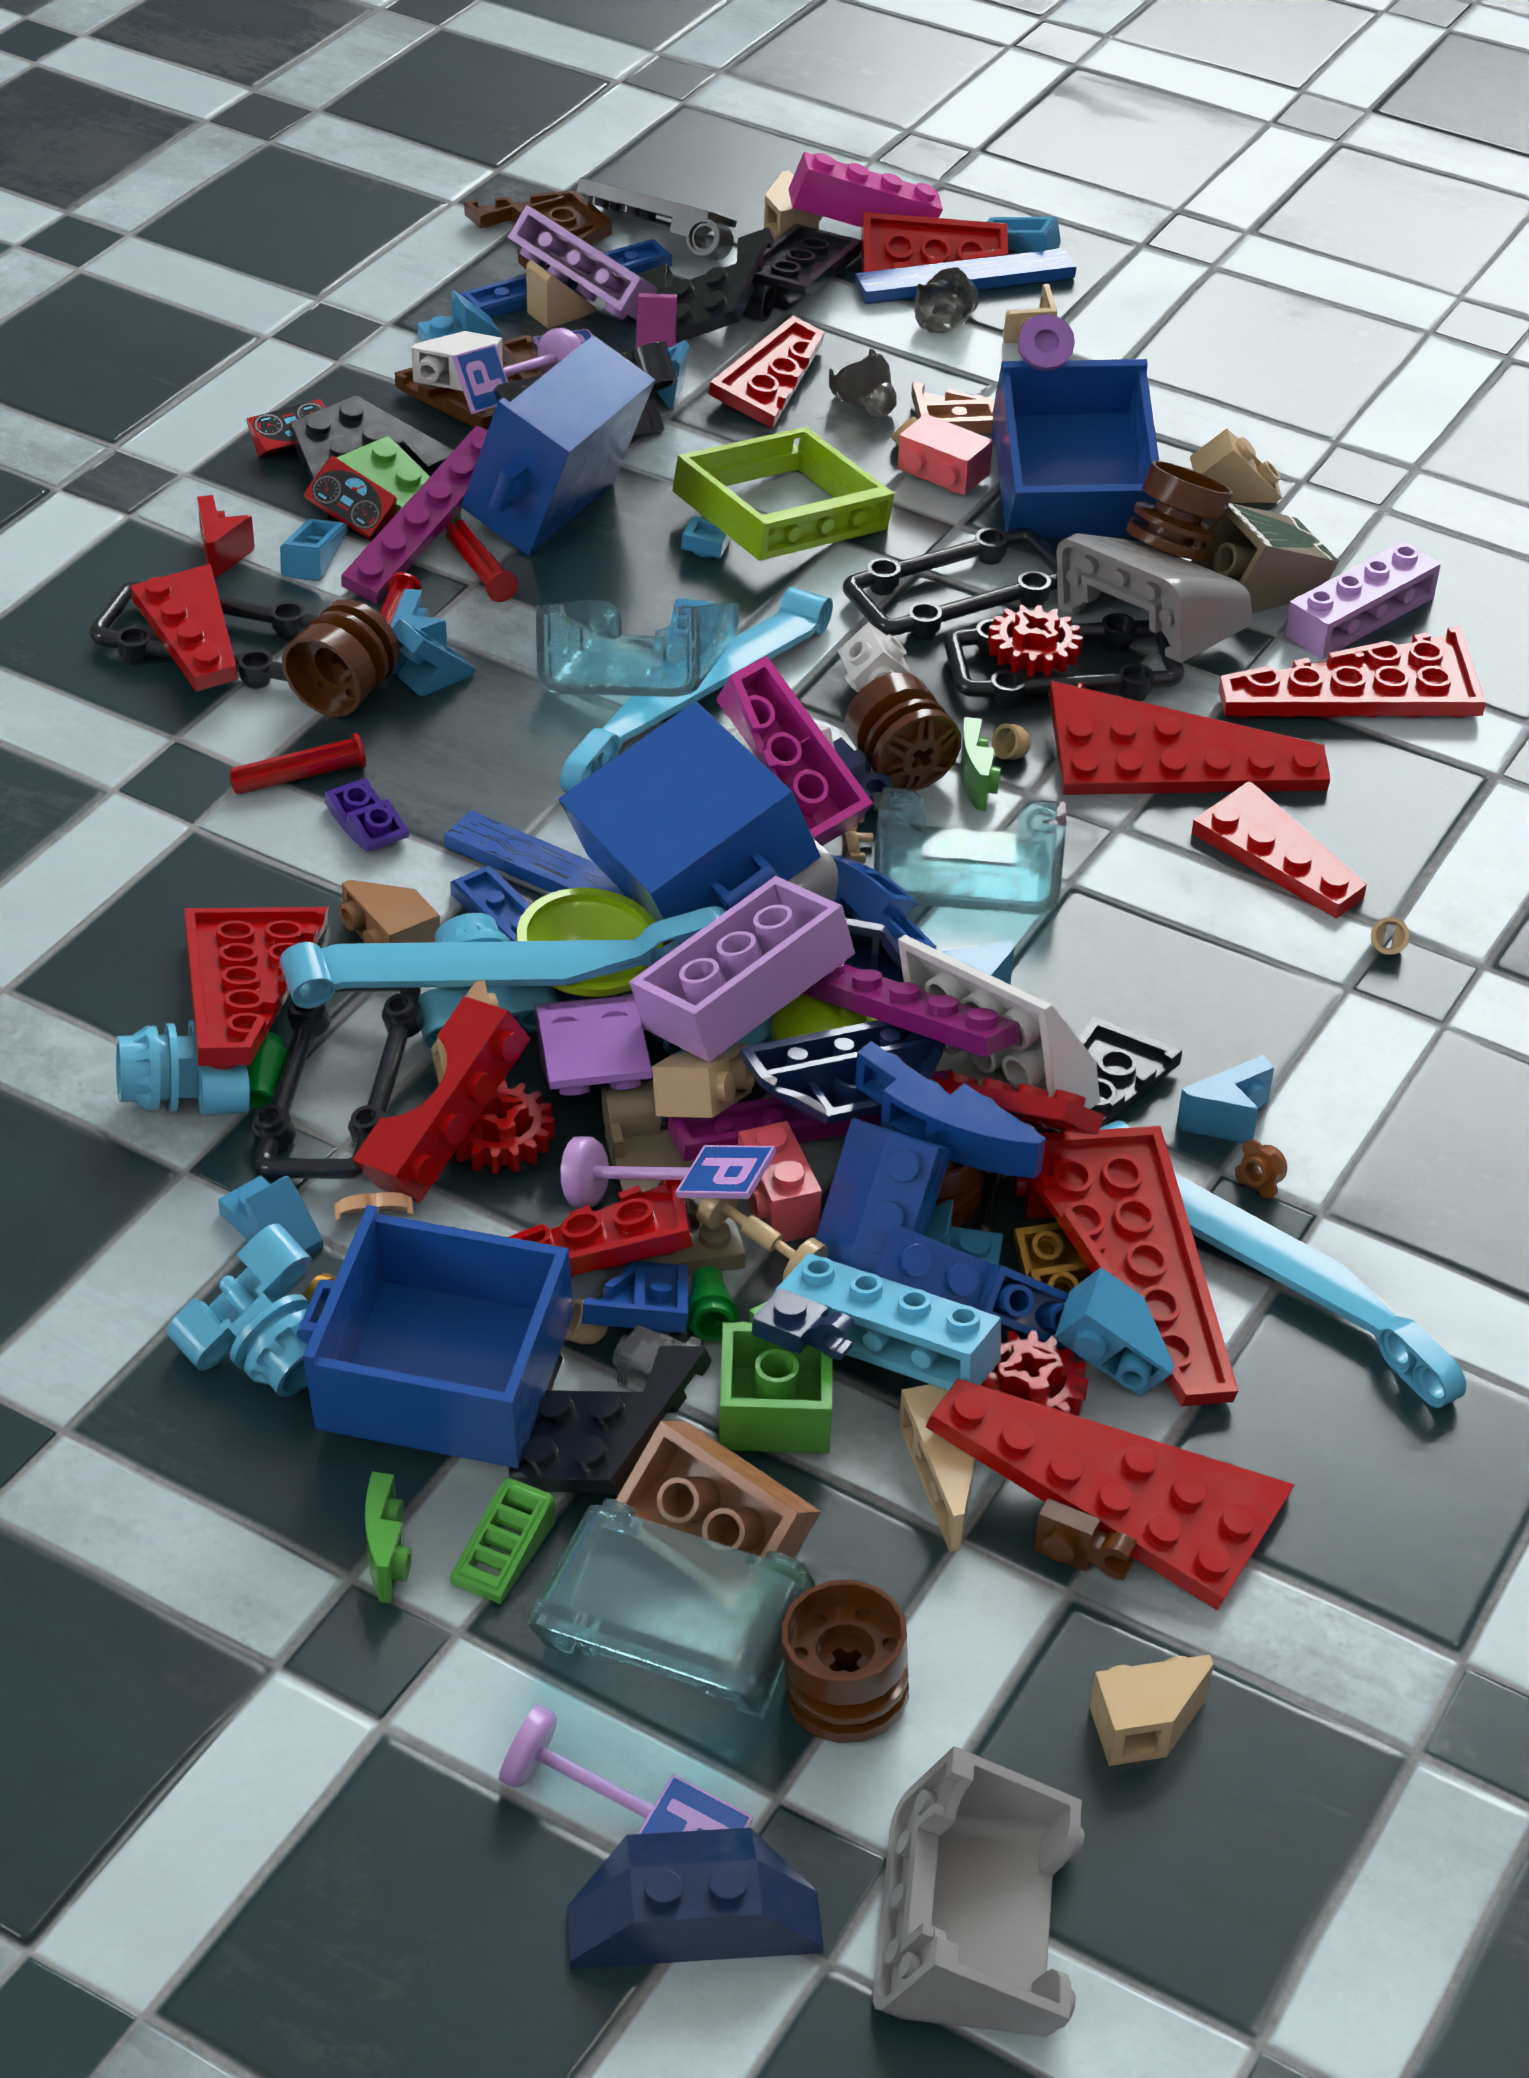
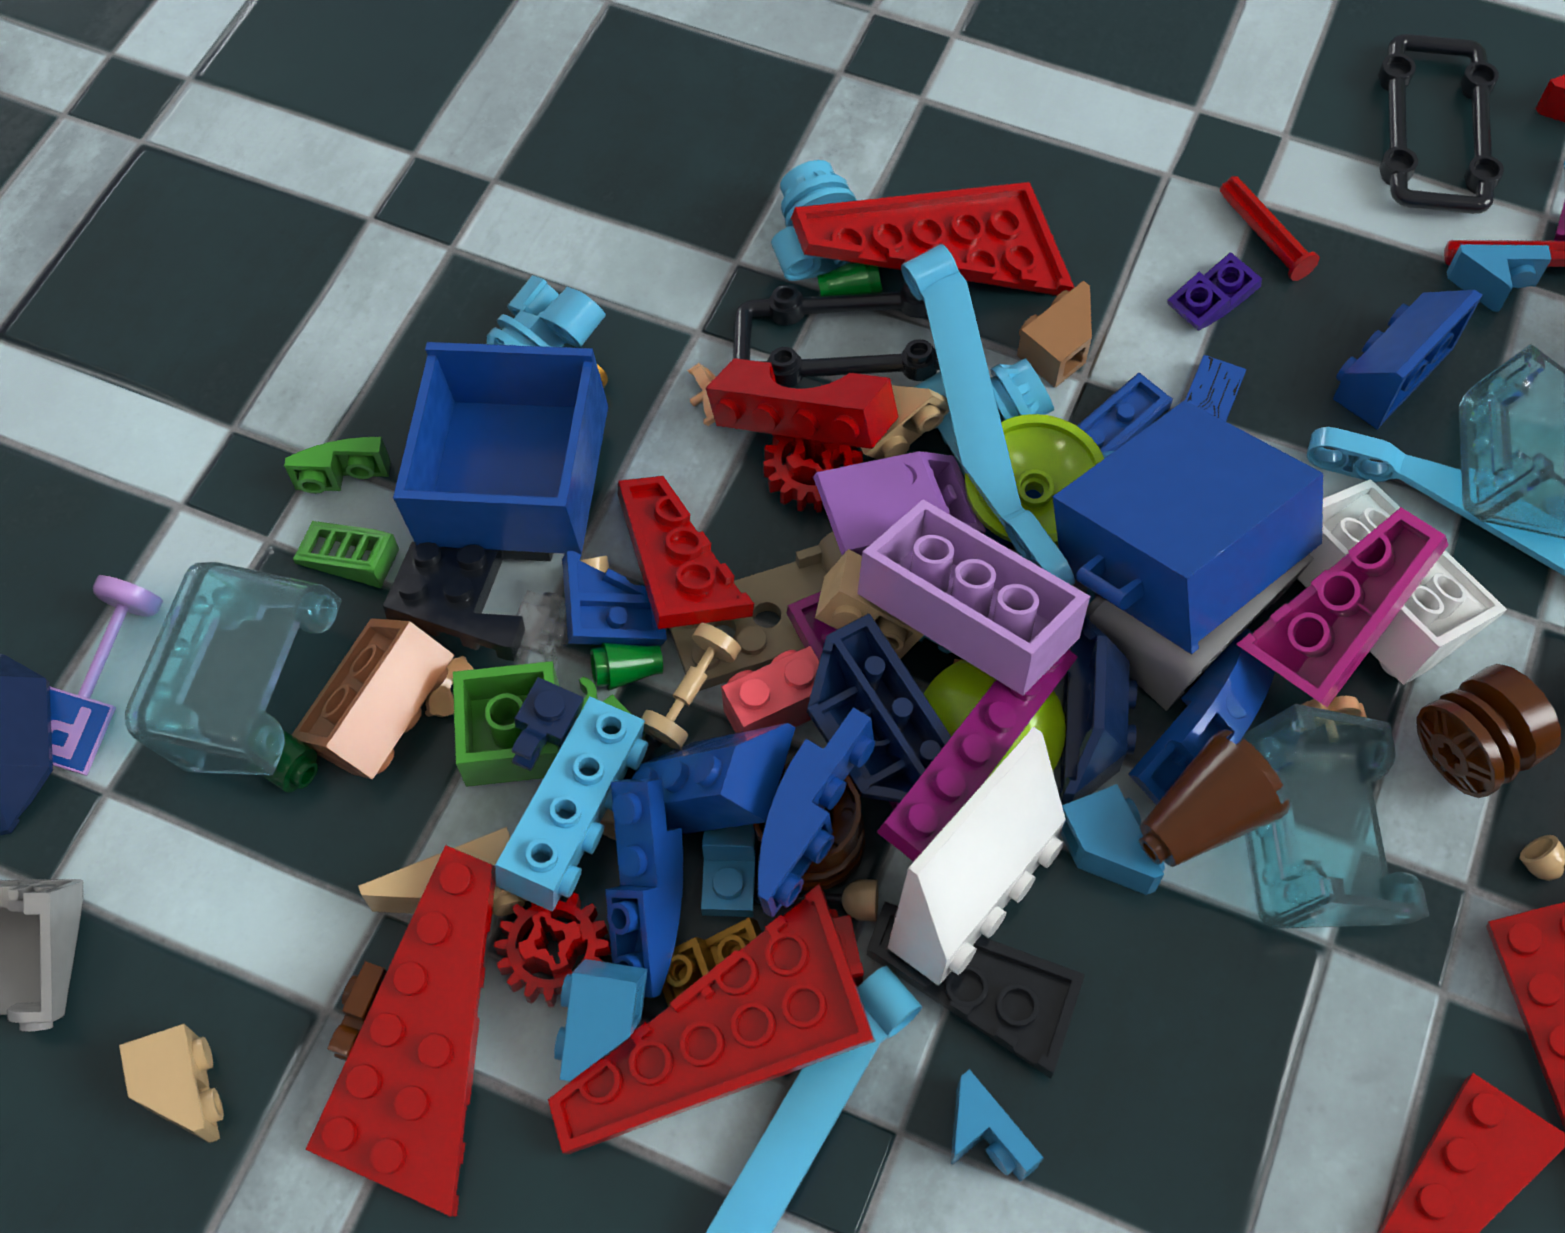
camera: 85 degrees right, 20 degrees up
(190, 624) = (1426, 96): red wing -> none
(264, 1204) = (678, 326): dark azure slope -> none
(341, 658) = (1414, 216): reddish brown wheel -> none
(430, 661) = (1464, 270): dark azure slope -> none
(496, 697) = (1404, 354): none -> blue slope
(715, 1173) = (729, 630): lavender piece -> none
(845, 1660) = (194, 812): reddish brown wheel -> none
(861, 769) = (1416, 693): dark blue plate -> none
(955, 881) = (1214, 801): none -> reddish brown cone
(977, 766) = (1472, 824): bright green slope -> none
(1032, 1104) = (847, 893): red wing -> none
(1272, 1165) = (891, 1170): dark orange plate -> none

